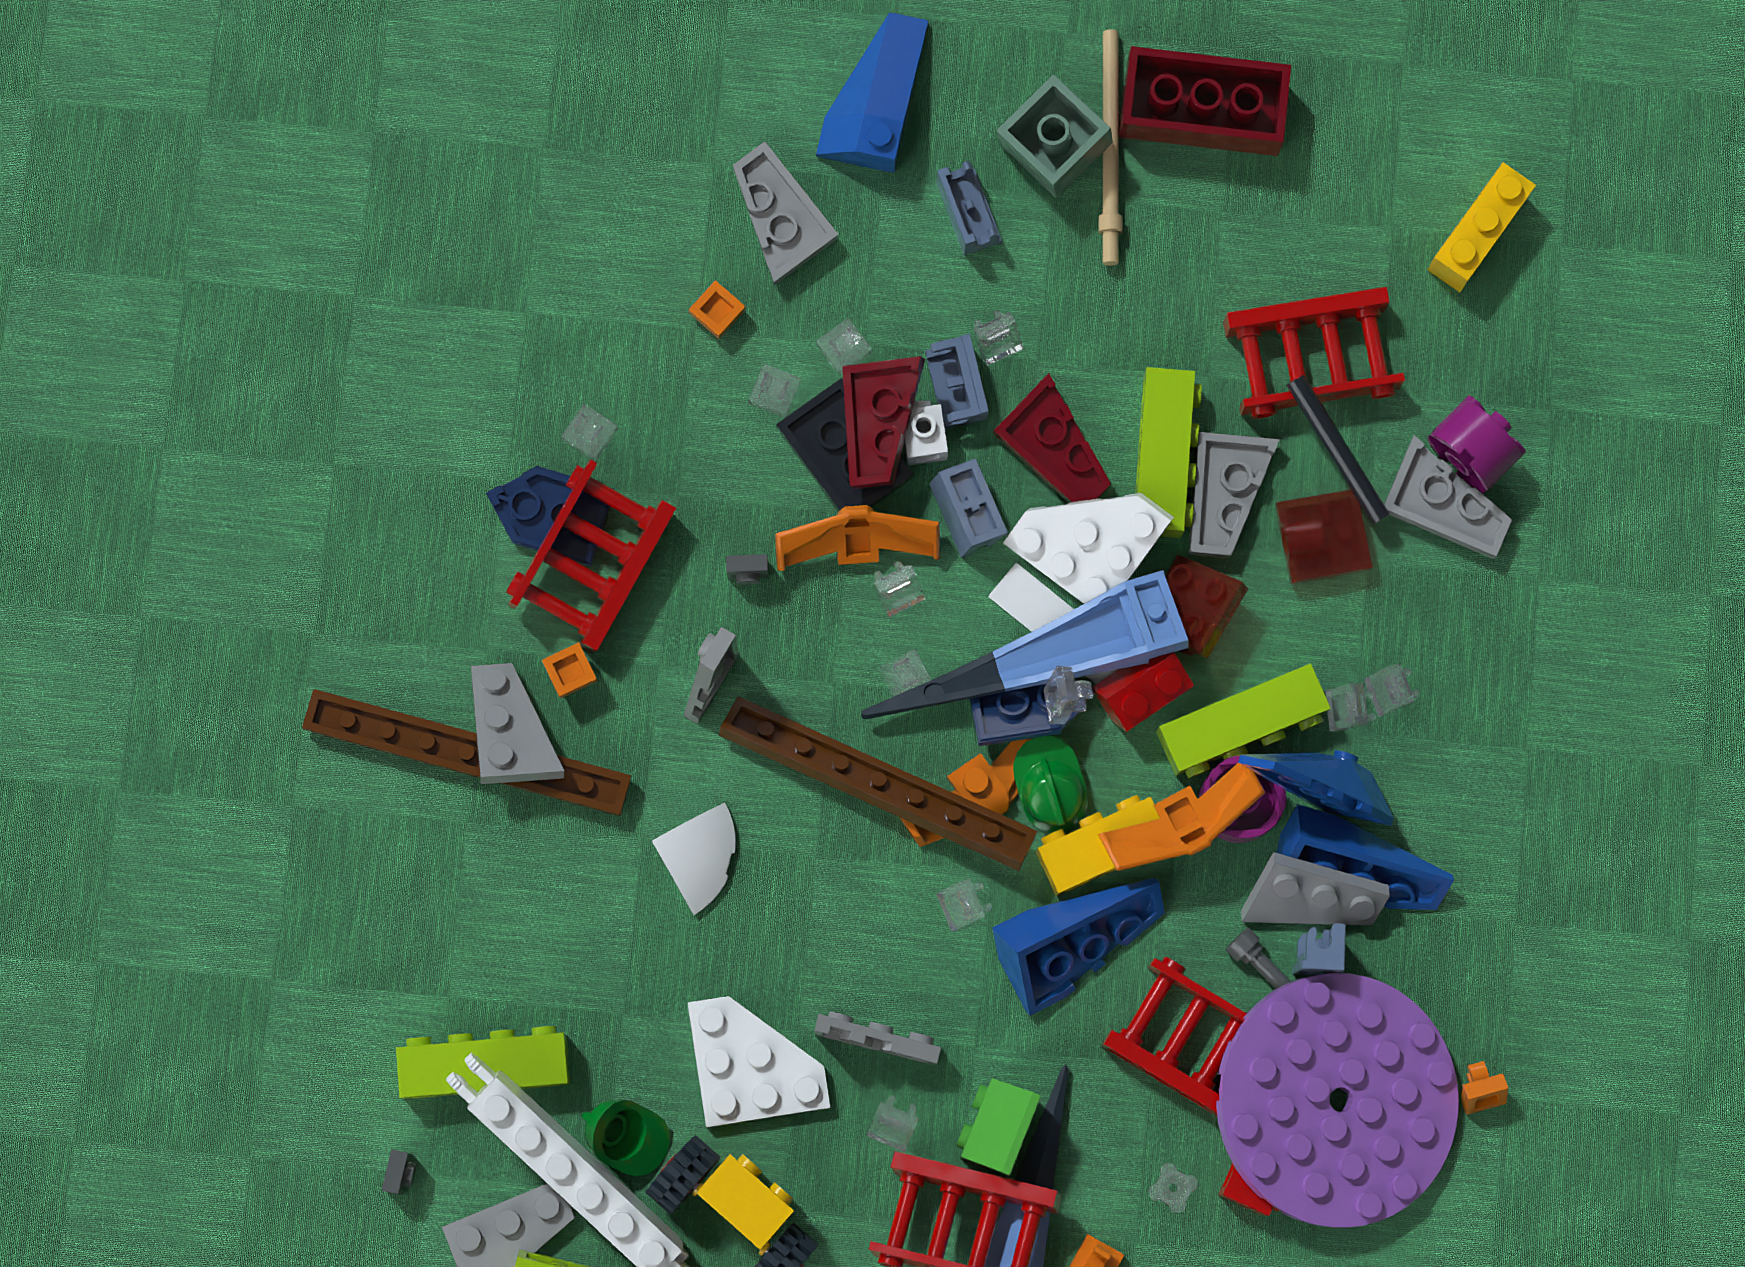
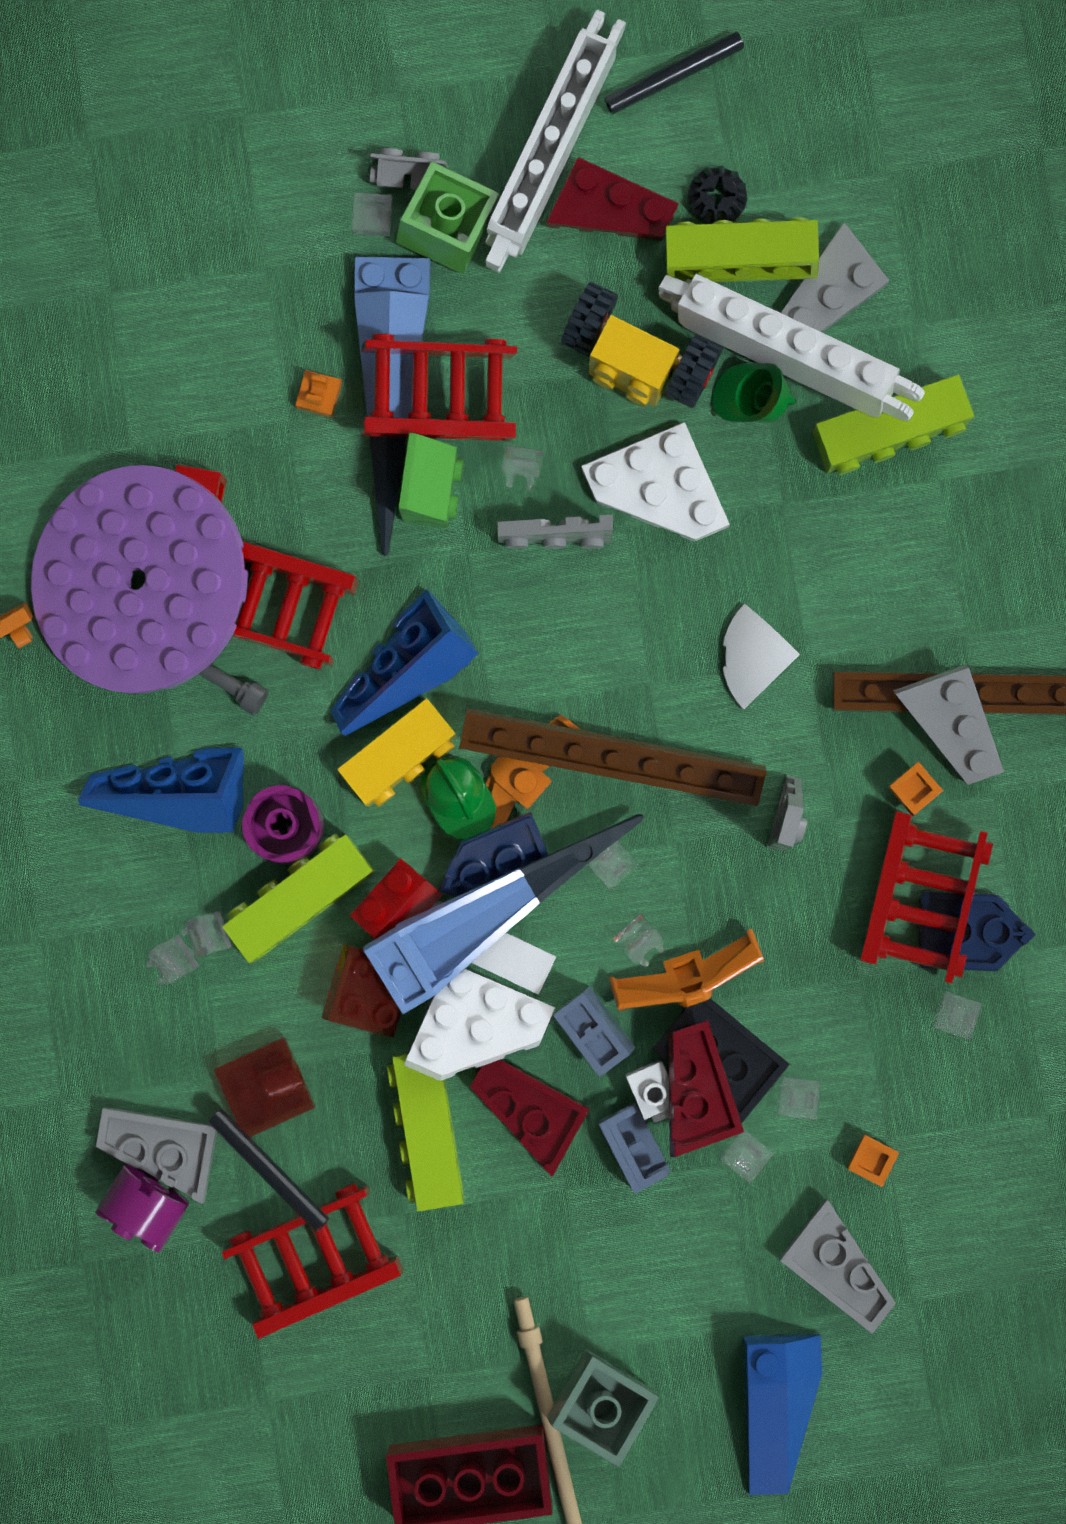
camera: 175 degrees right, 5 degrees up
(399, 1172) = (940, 316): dark grey plate -> none
(747, 568) = (780, 923): dark grey plate -> none
(962, 904) = (510, 670): clear tile -> none
(967, 208) = (665, 1318): sand blue hinge -> none
(998, 337) = (607, 1199): clear tile -> none
(1065, 695) = (463, 875): clear tile -> none
(1177, 1199) = (259, 465): clear plate -> none
(1184, 822) = (328, 787): orange plate -> none
(1224, 489) = (364, 1112): light grey wing -> none
(1312, 894) = (203, 756): light grey wing -> none
(1322, 954) = (181, 700): sand blue hinge -> none
(1325, 781) = (211, 858): blue wedge -> none
(1481, 227) = (182, 1422): yellow brick -> none

